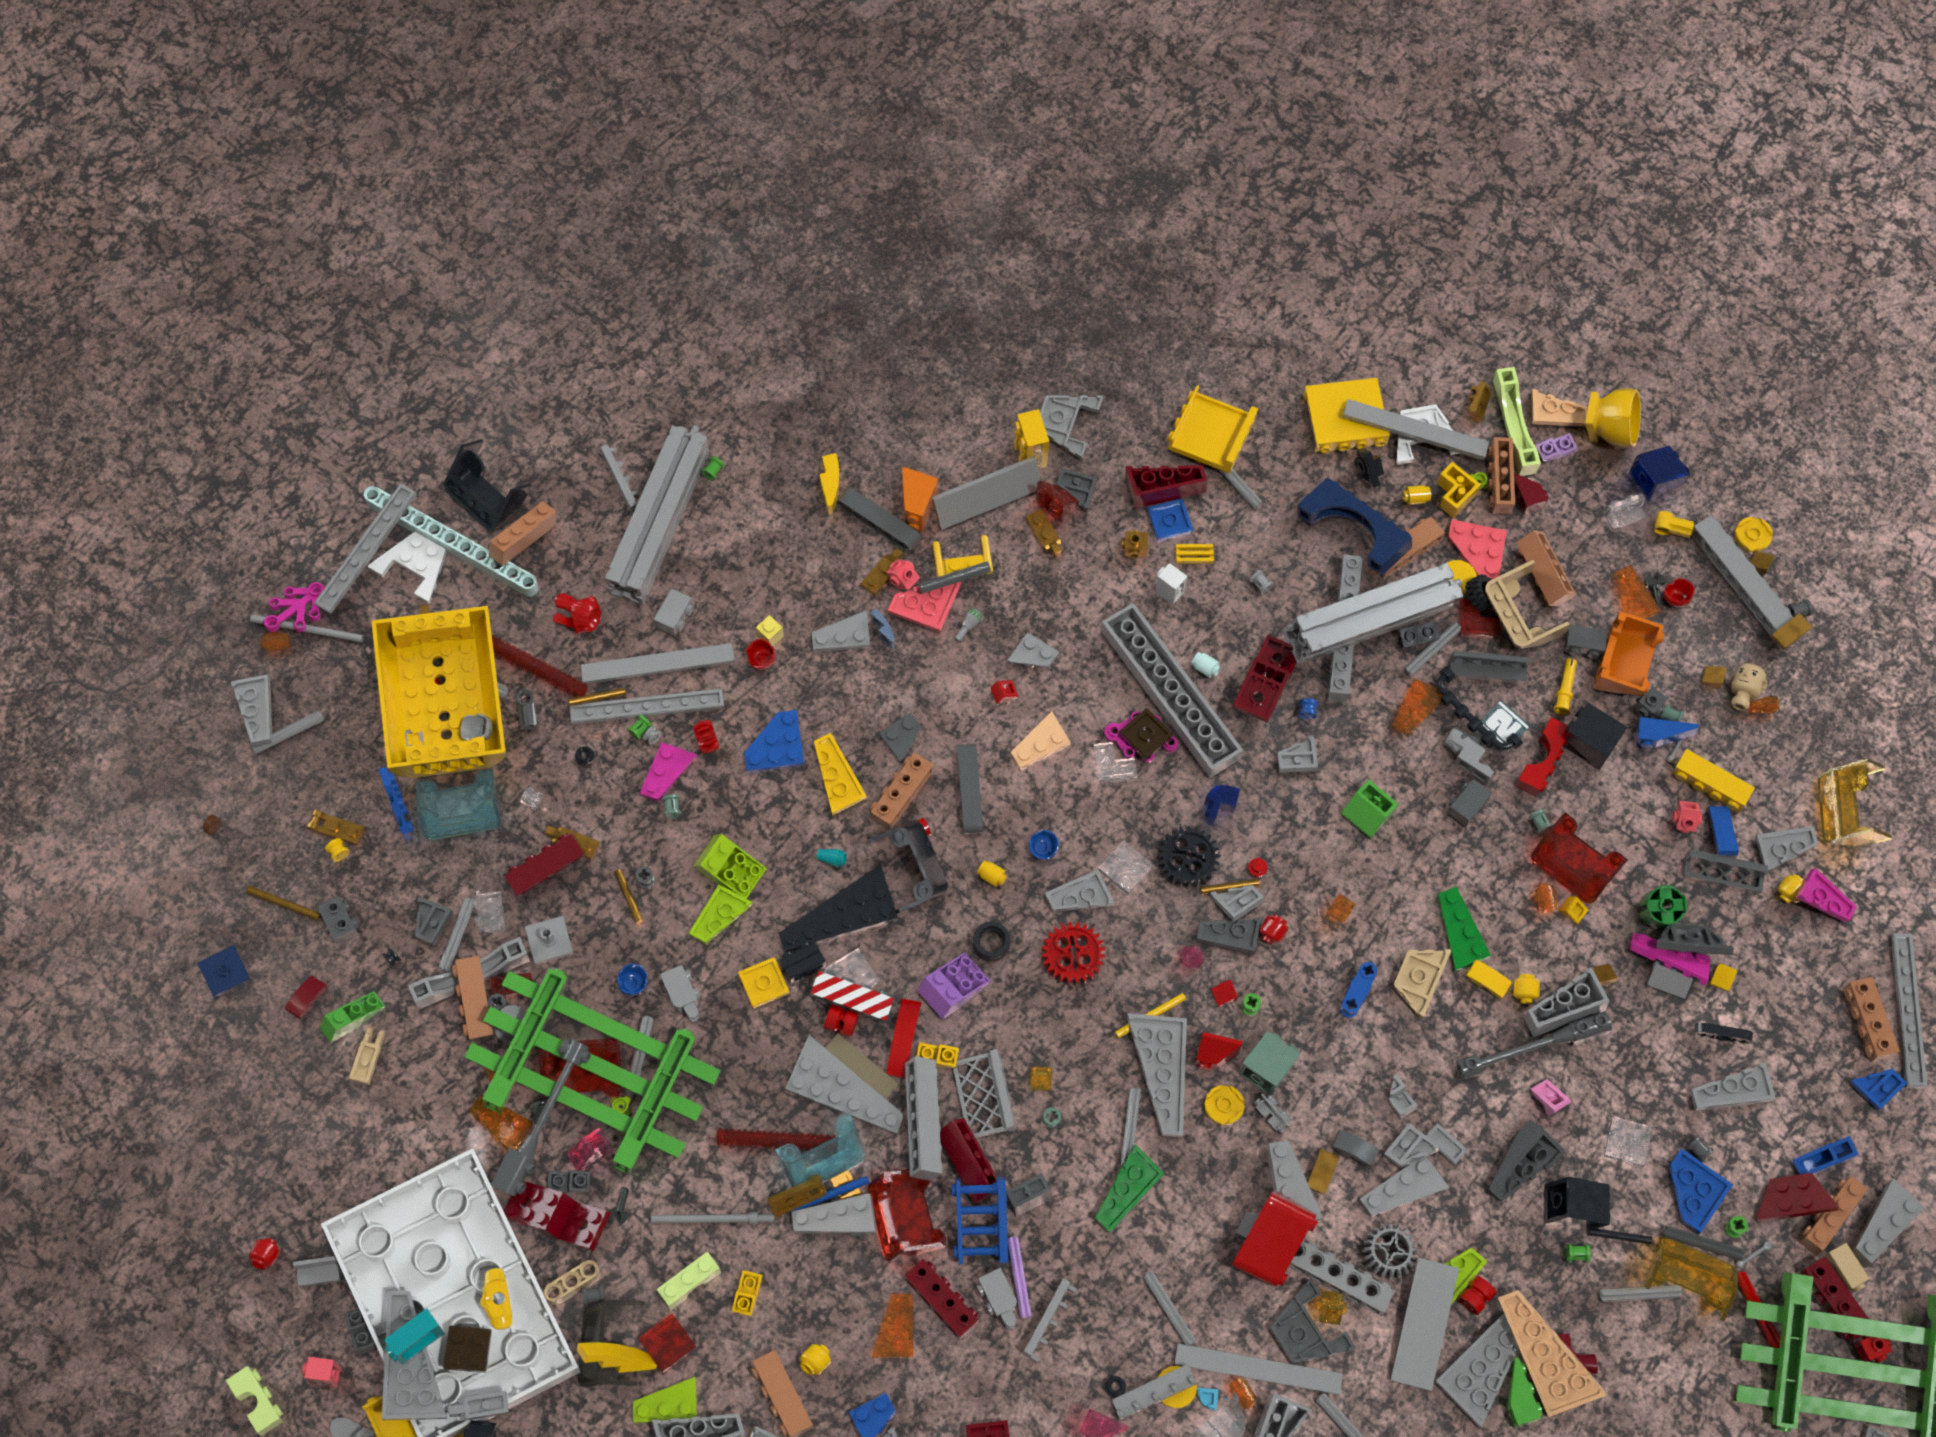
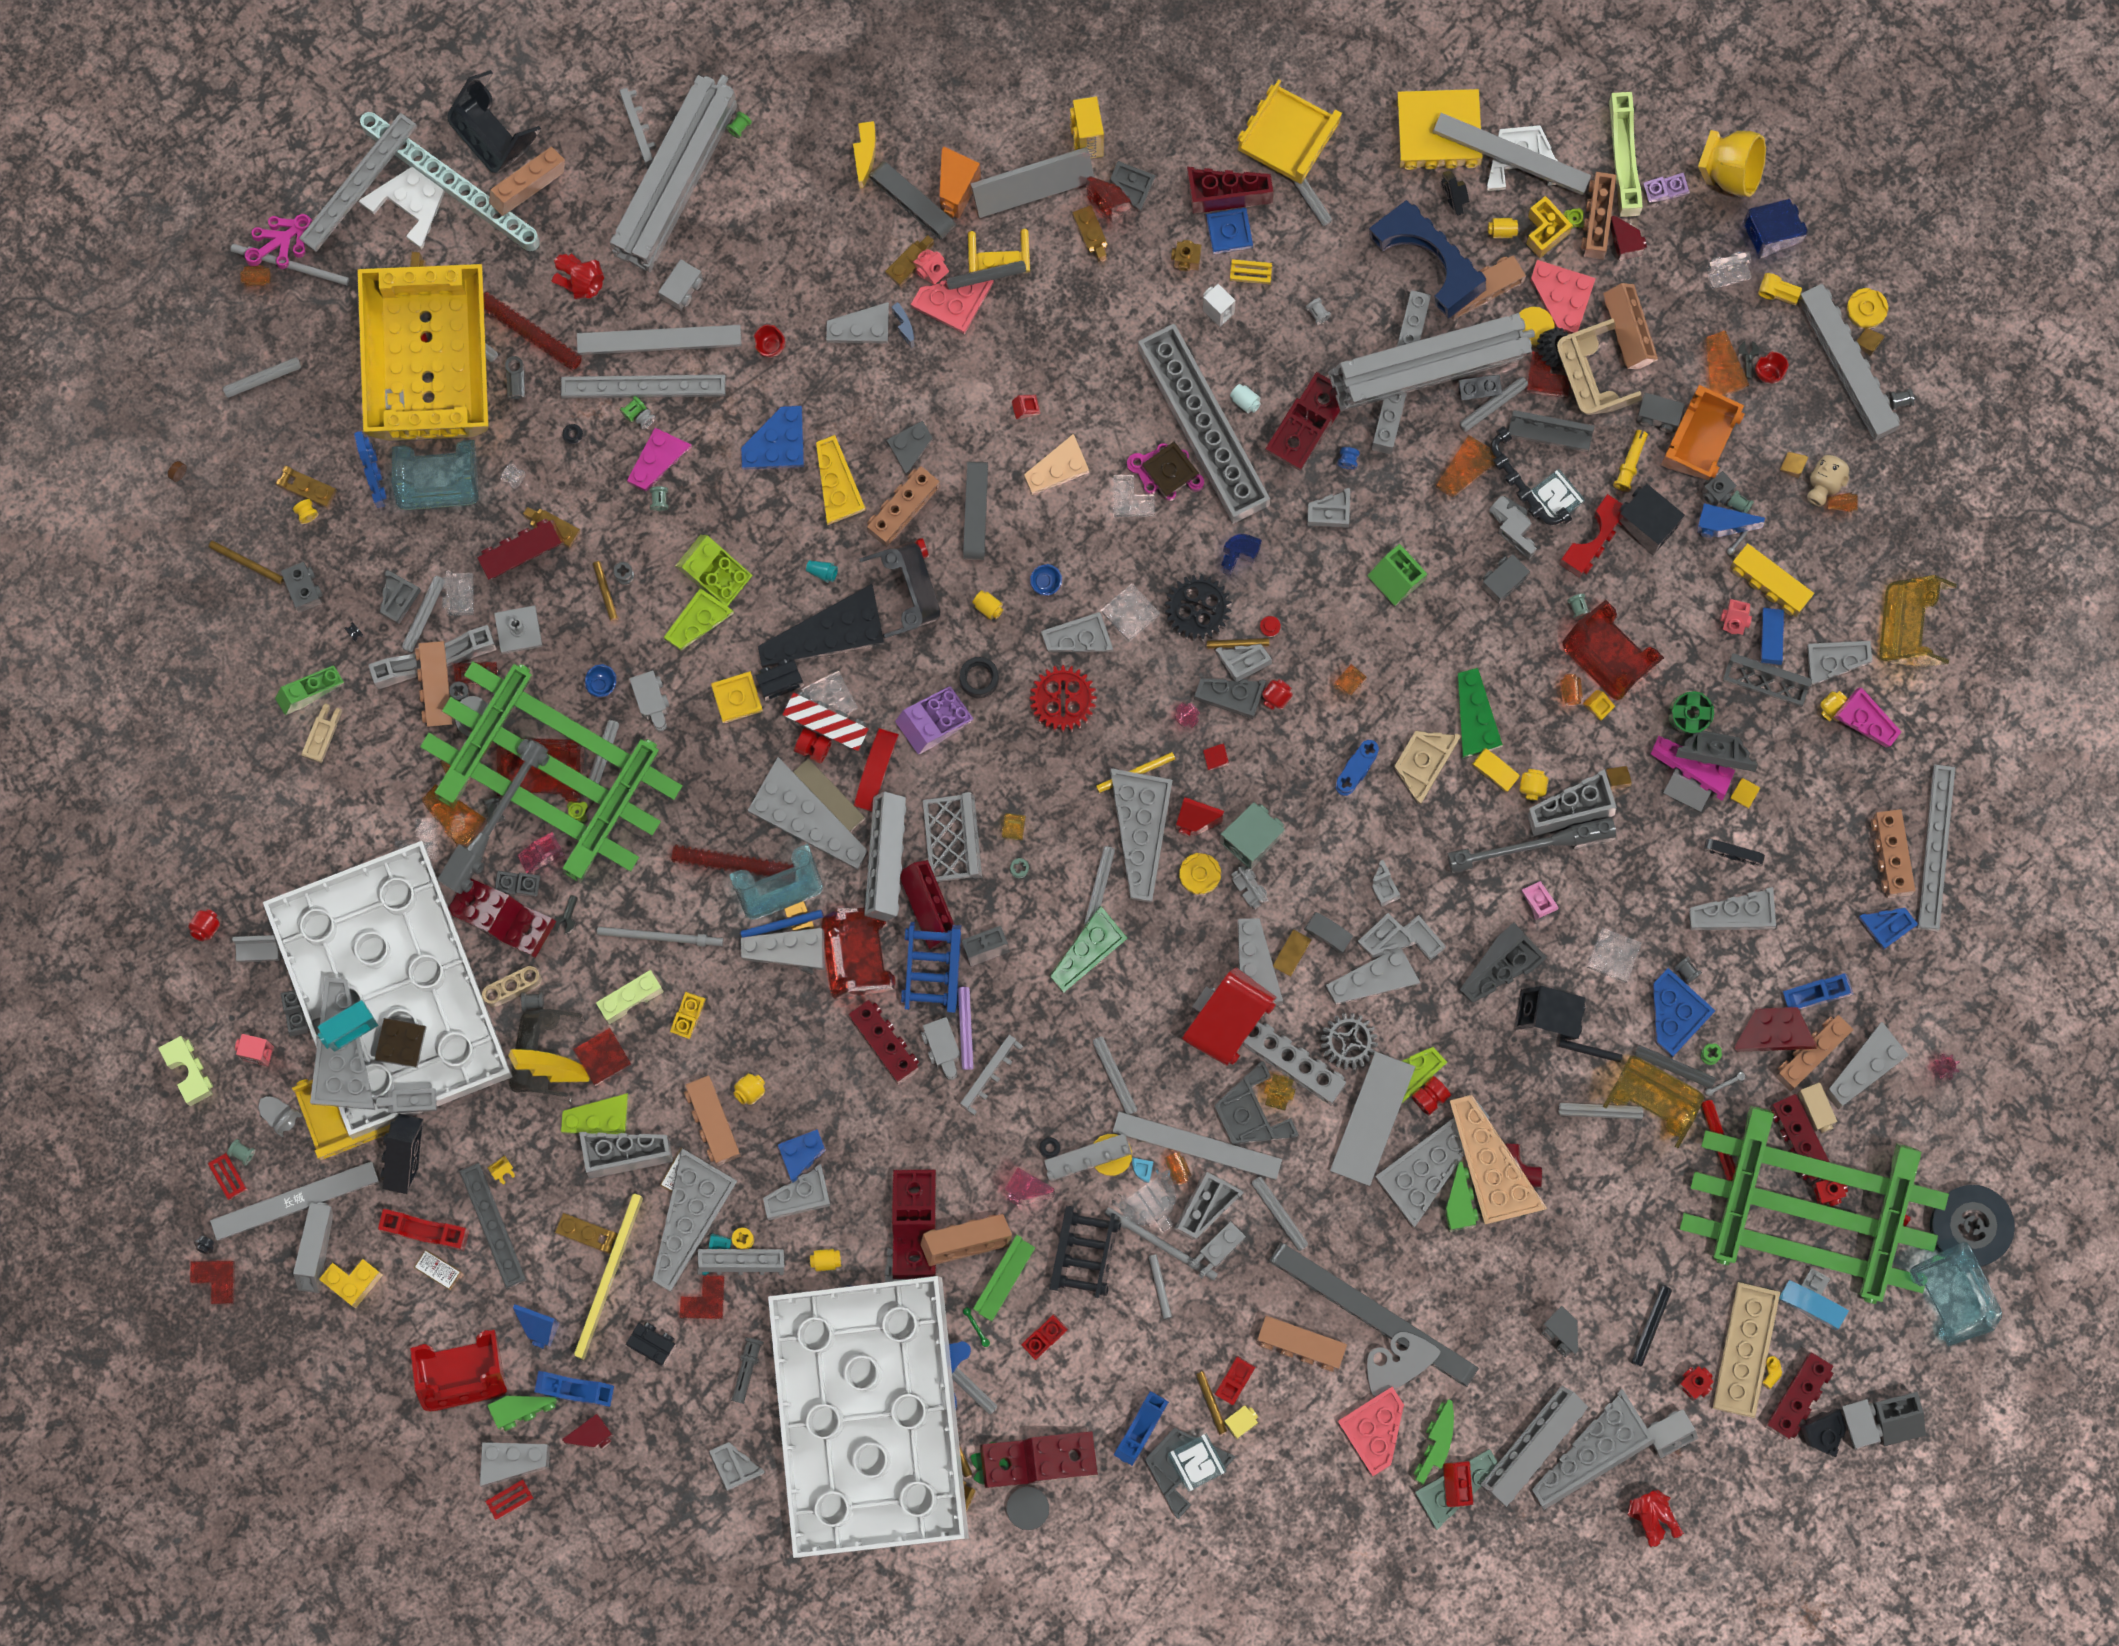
camera: 10 degrees right, 10 degrees up
(224, 971) = (180, 629): dark blue plate -> none
(255, 706) = (230, 348): light grey wing -> none
(303, 998) = (261, 665): dark red slope -> none
(476, 726) = (460, 394): light grey hair -> none
(499, 1314) = (435, 1012): yellow piece -> none
(597, 696) = (591, 370): pearl gold bar -> none
(706, 736) = (702, 426): red gear -> none
(770, 630) = (781, 316): light yellow brick -> none
(797, 1196) = (748, 922): pearl gold plate -> none
(897, 1329) = (836, 1067): clear orange wing -> none
(944, 1055) = (915, 792): yellow slope -> none
(971, 619) = (999, 323): light grey piece -> none
(1033, 653) = (1062, 367): light grey wing -> none
(1059, 417) = (1123, 100): light grey wing -> none
(1248, 1009) = (1245, 767): bright green bush -> none
(1479, 401) = (1589, 126): pearl gold plate -> none
(1553, 411) = (1669, 145): light nougat wing -> none
(1578, 1253) = (1542, 1063): bright green bush -> none
(1791, 631) = (1884, 424): pearl gold tile -> none

